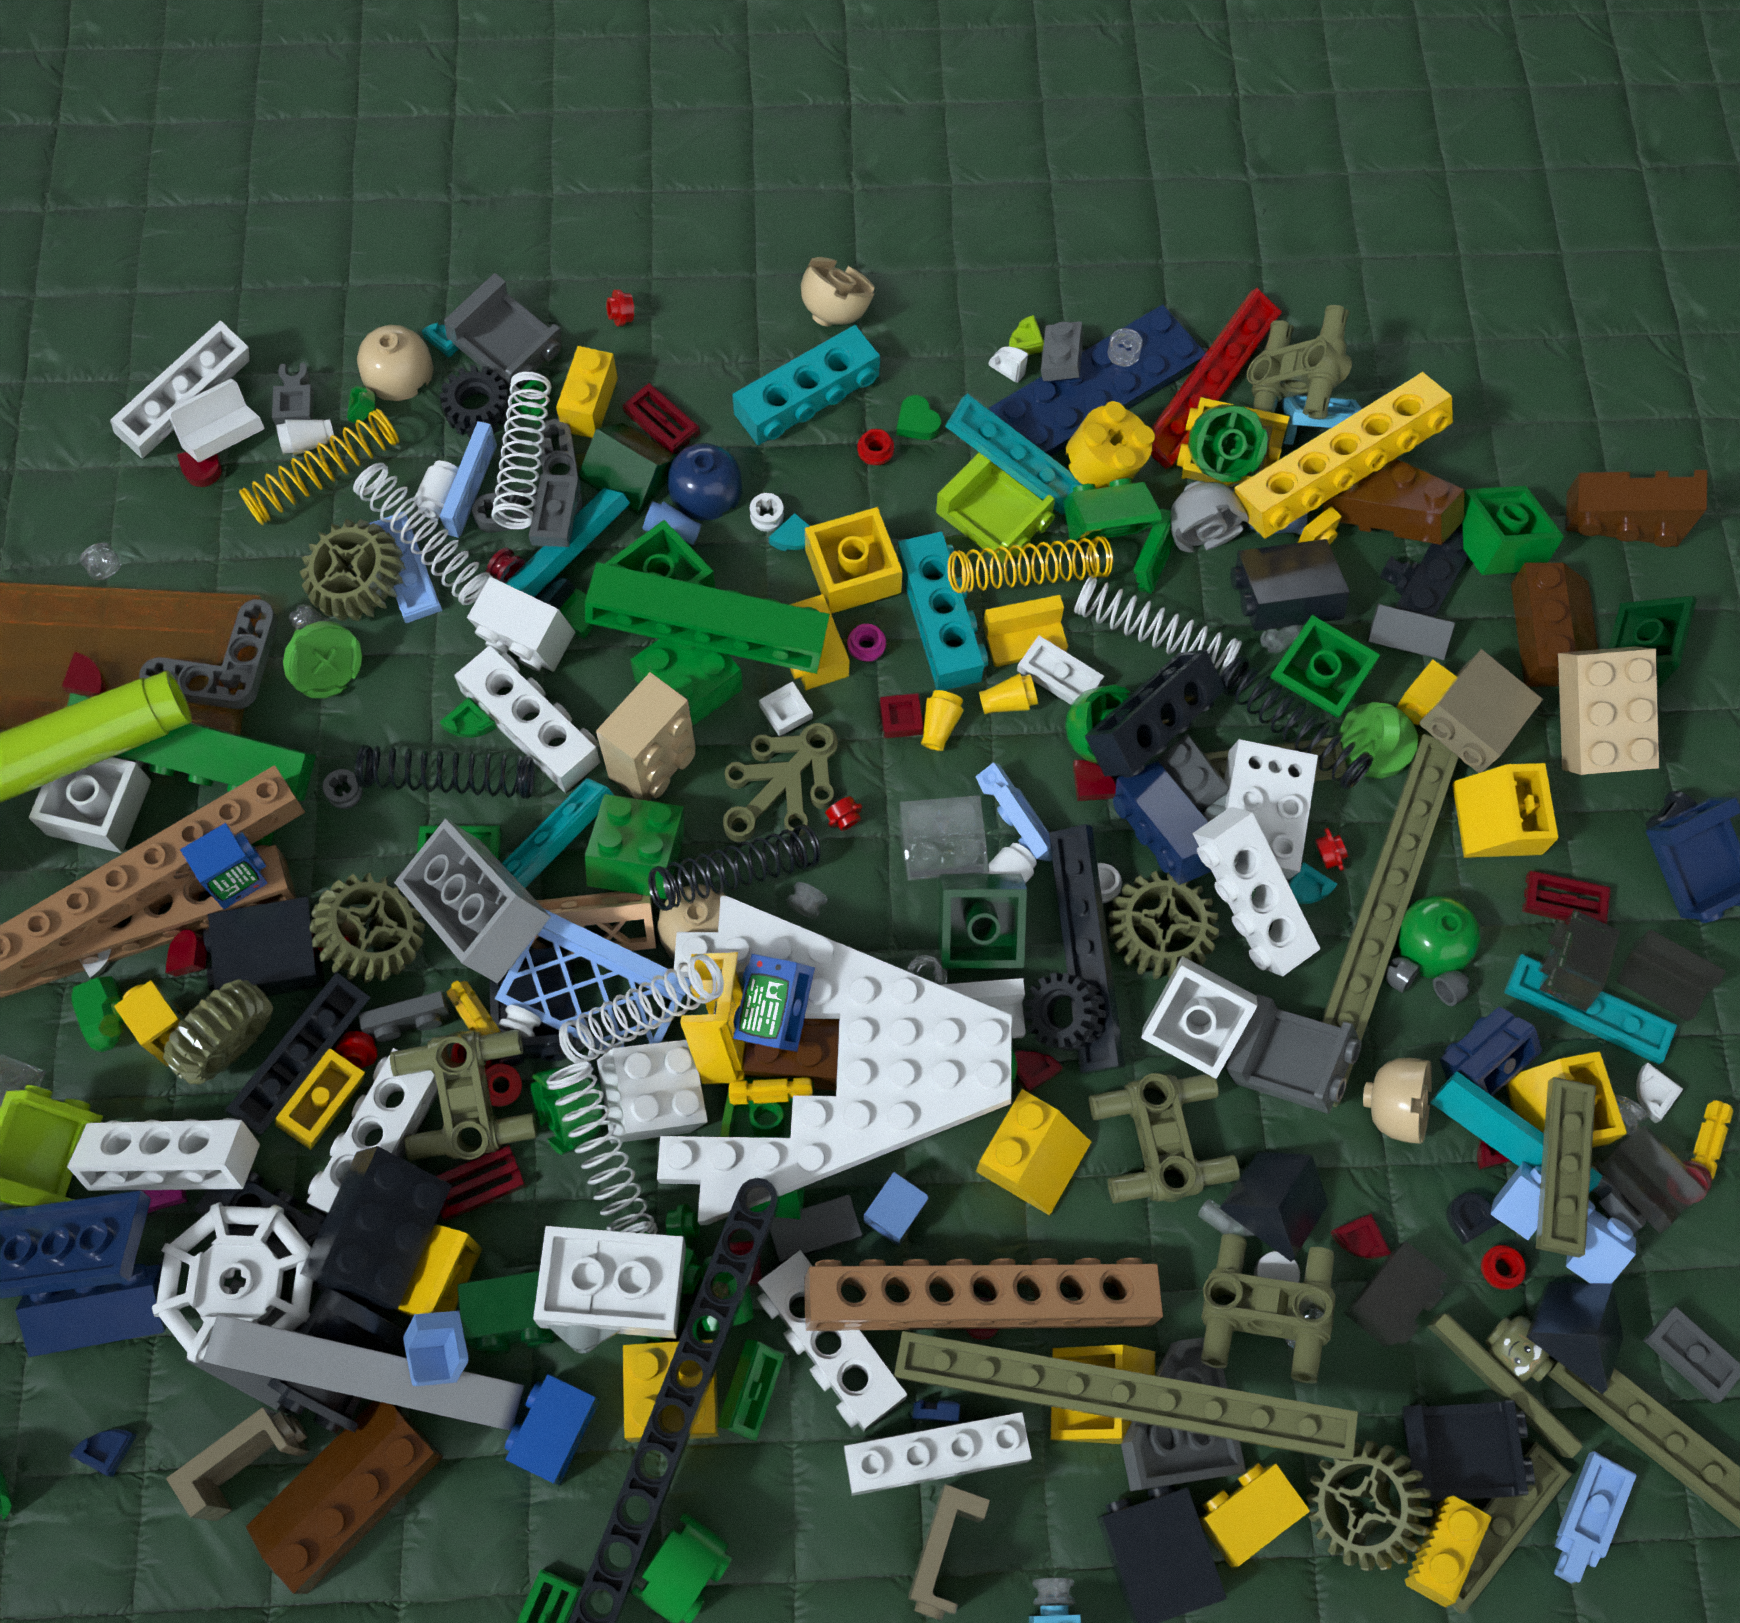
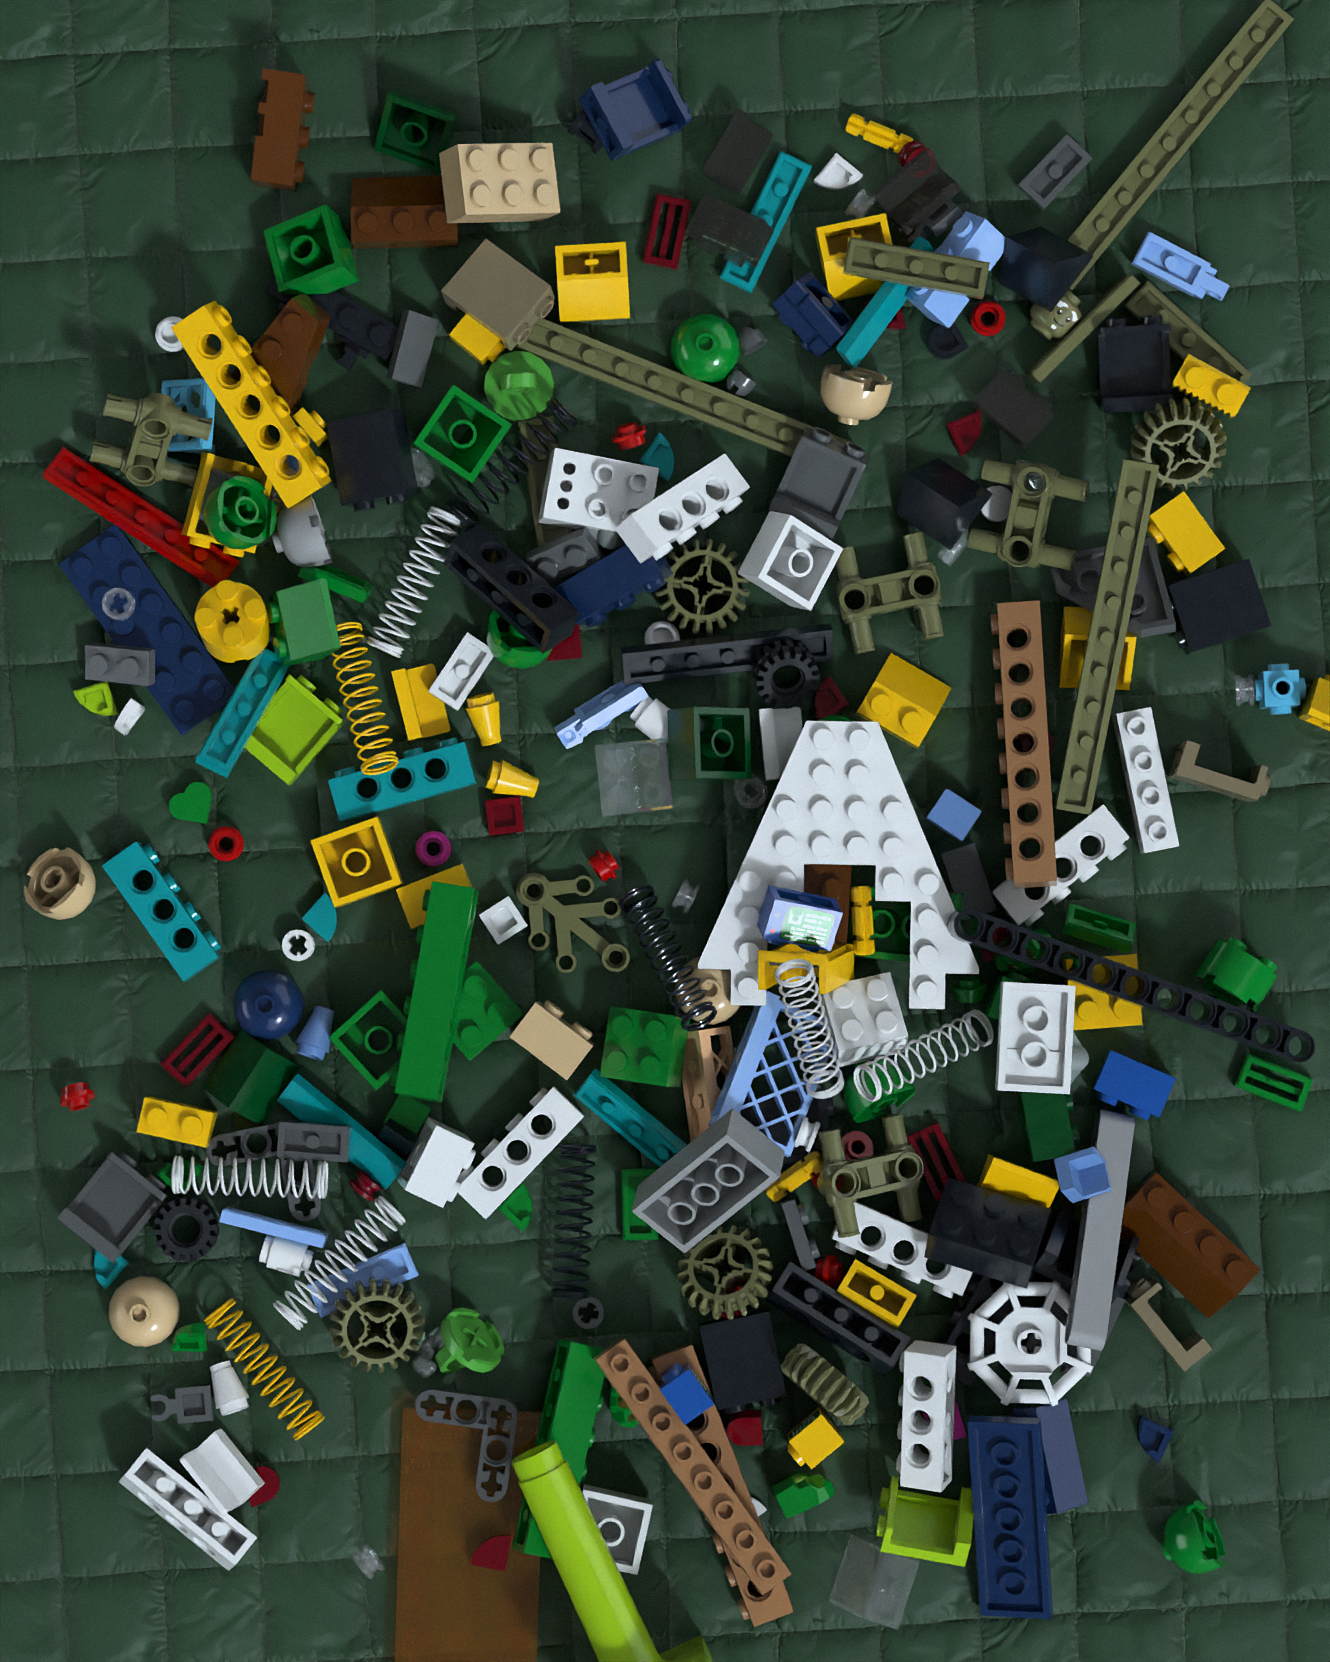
camera: 85 degrees left, 20 degrees up
(939, 1412) = (1112, 781): dark blue tile -> none

